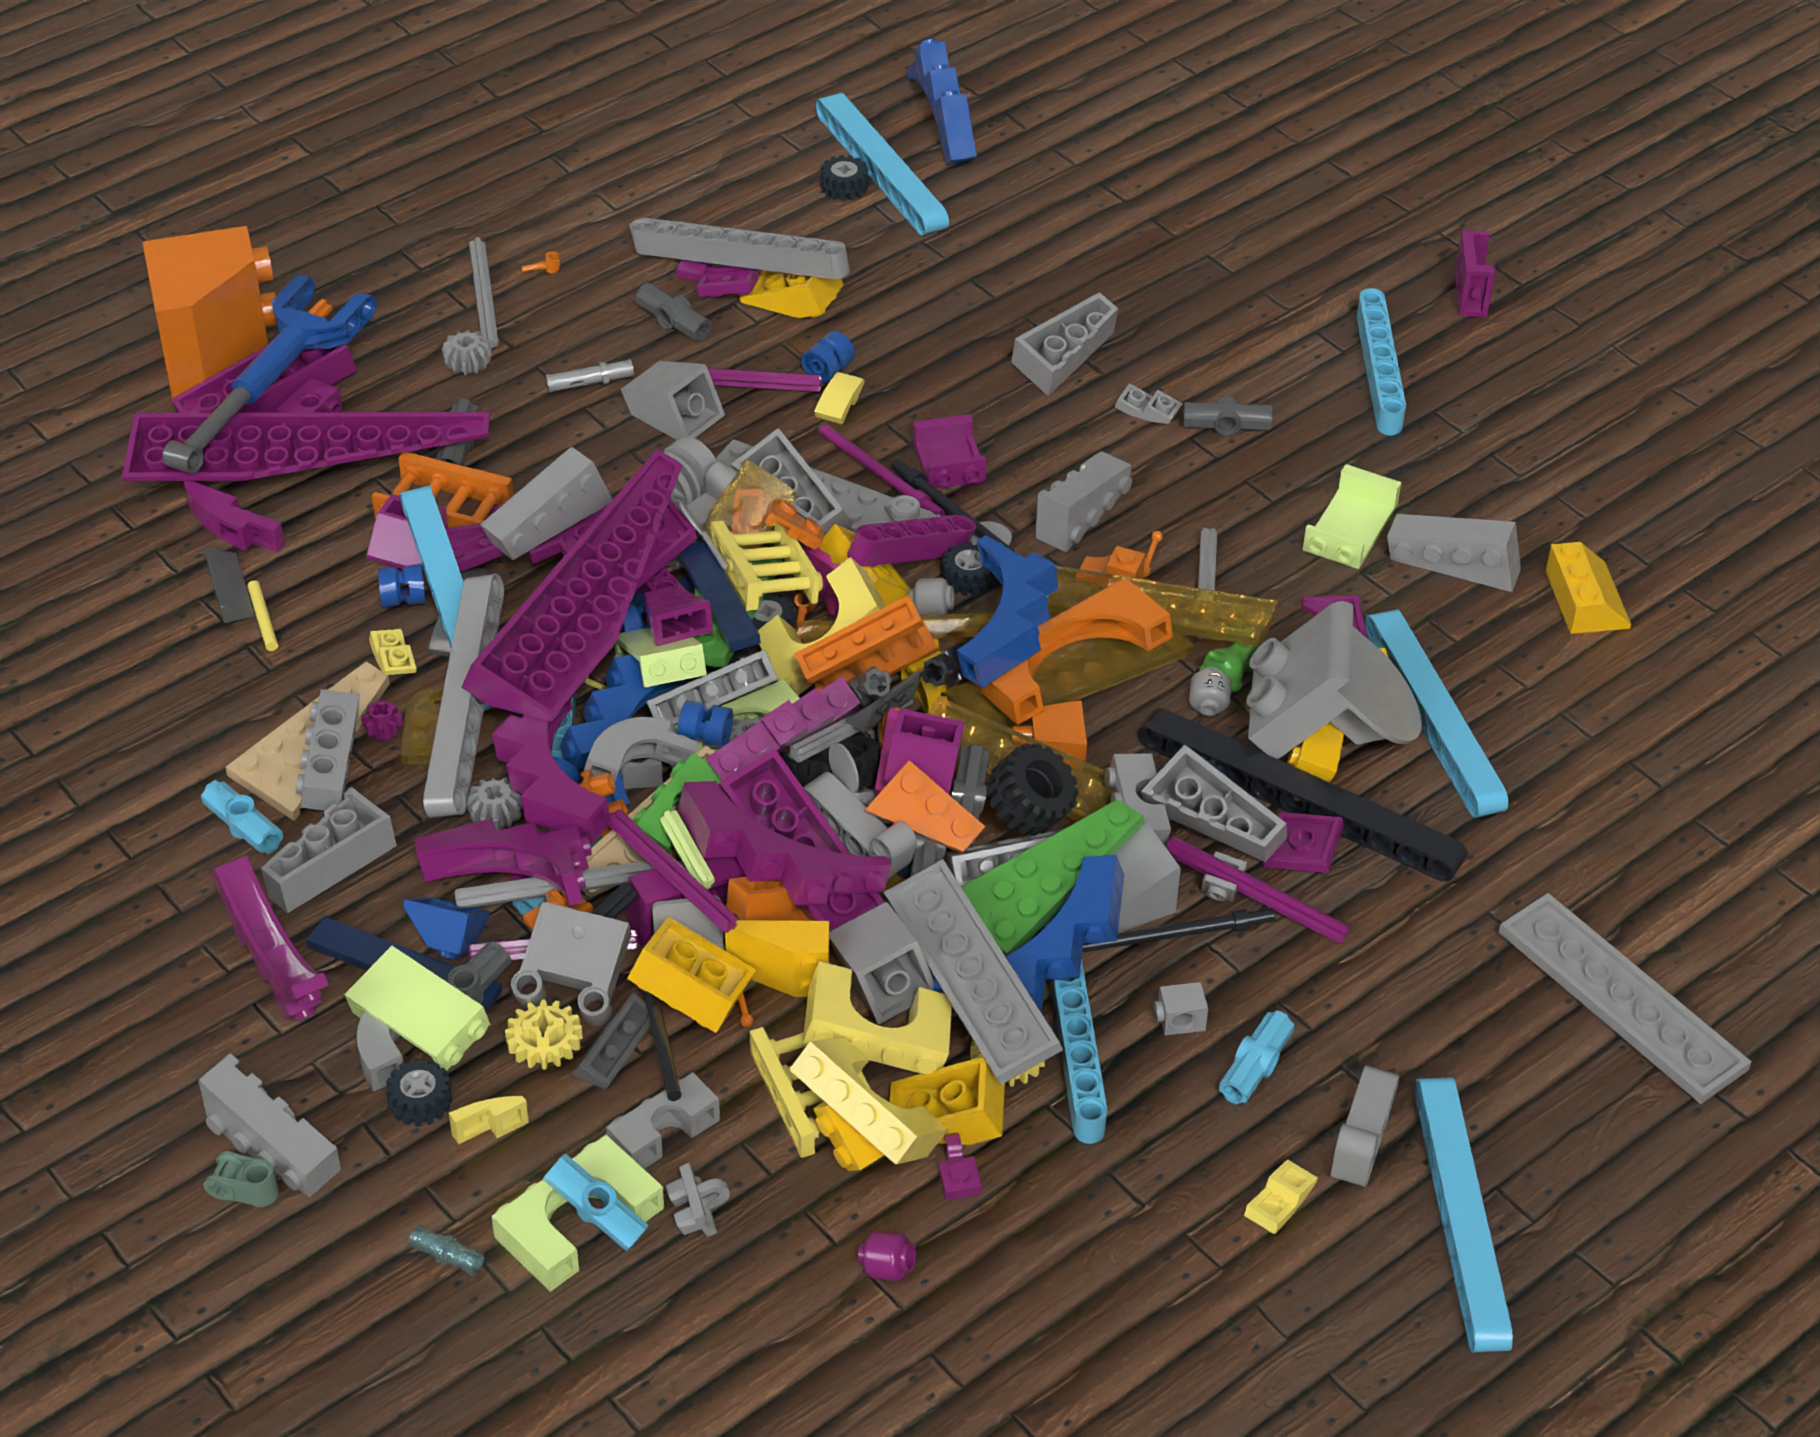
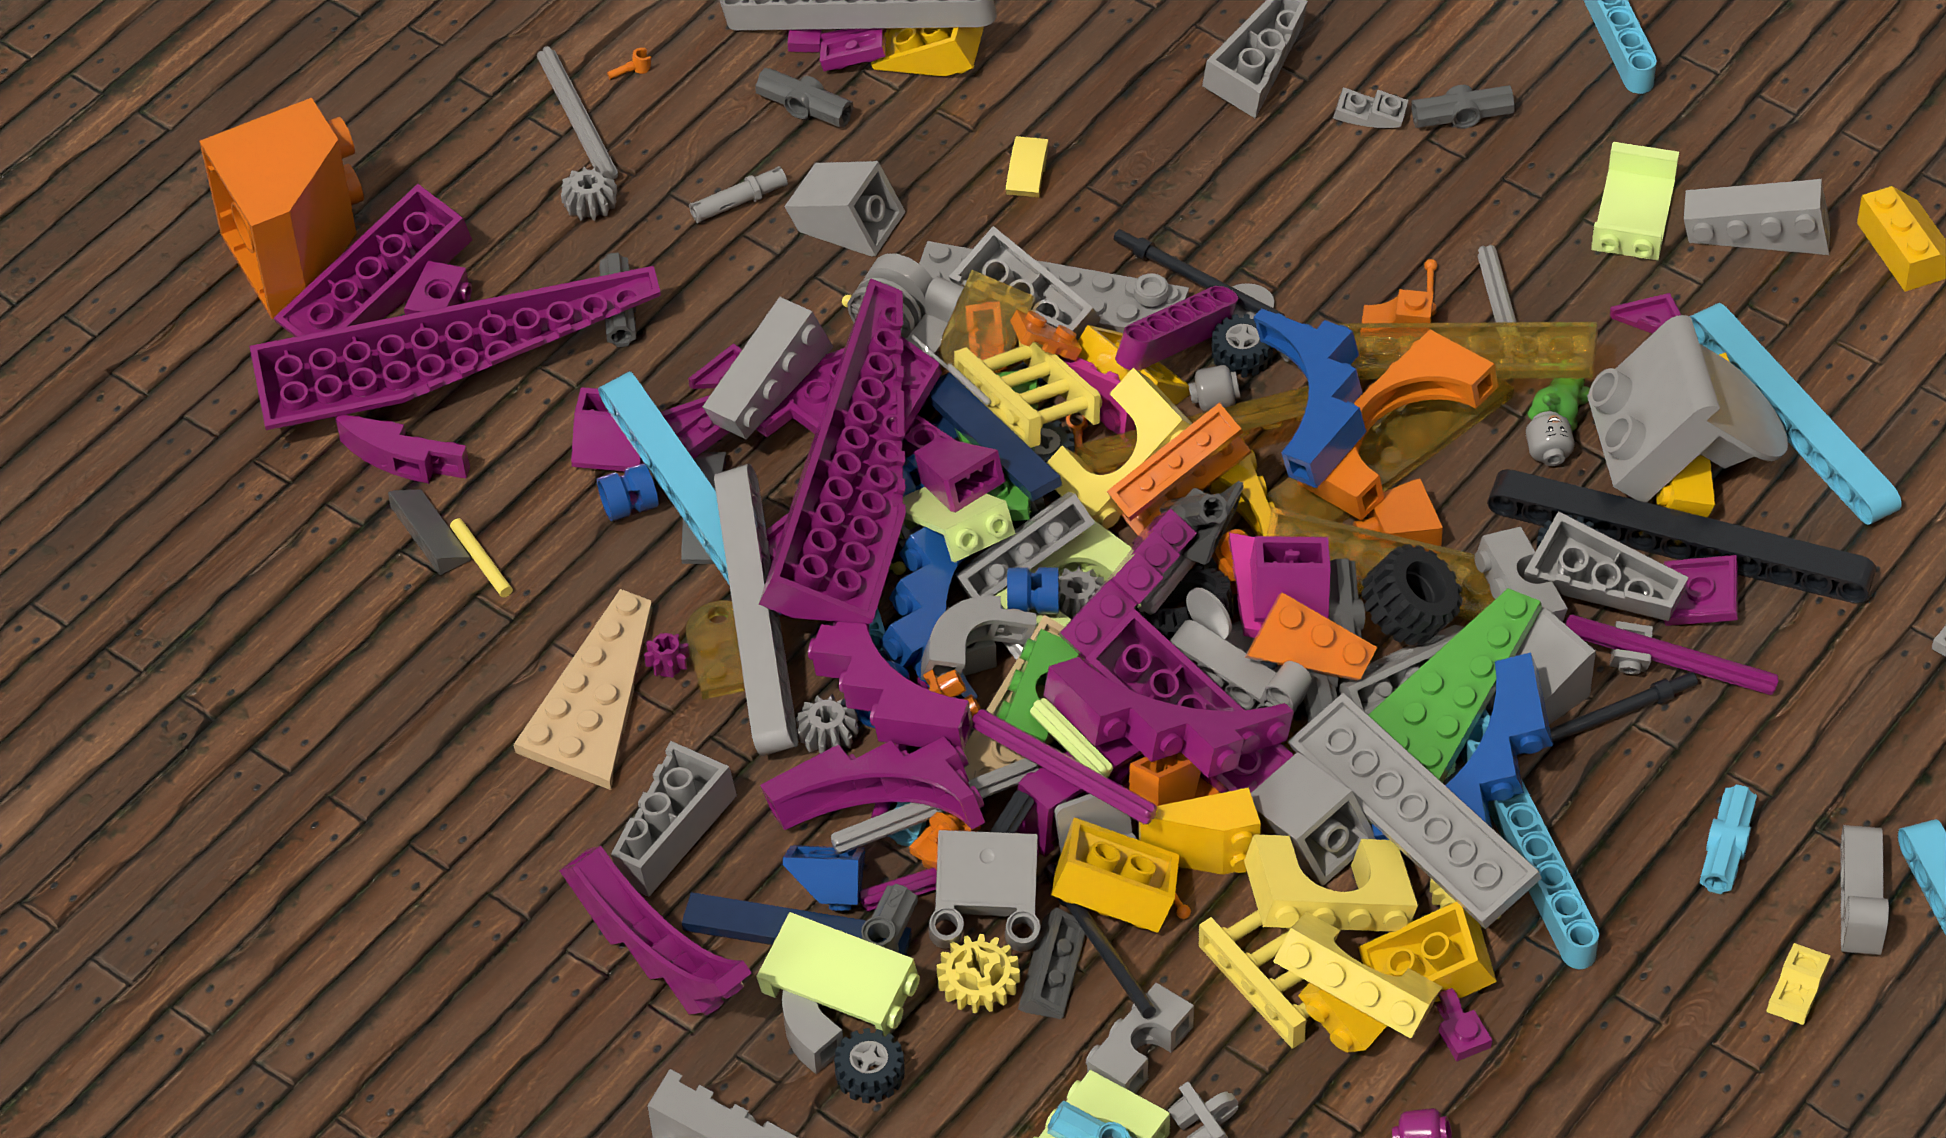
camera: 10 degrees left, 5 degrees up
(242, 817) = (556, 798): medium azure piece -> none
(297, 332) = (403, 213): blue piece -> none
(329, 751) = (628, 703): light grey brick -> none
(391, 652) = (644, 574): light yellow slope -> none
(454, 479) = (632, 351): orange fence -> none
(497, 1114) = (961, 1072): light yellow slope -> none
(765, 380) = (940, 160): magenta axle -> none
(828, 356) = (999, 120): blue wheel -> none
(879, 470) = (1101, 246): magenta bar -> none
(943, 669) = (1268, 469): black piece -> none
(948, 451) = (1172, 209): magenta panel -> none
(1080, 500) = (1339, 240): light grey wedge -> none
(1181, 1008) = (1635, 802): light grey brick -> none

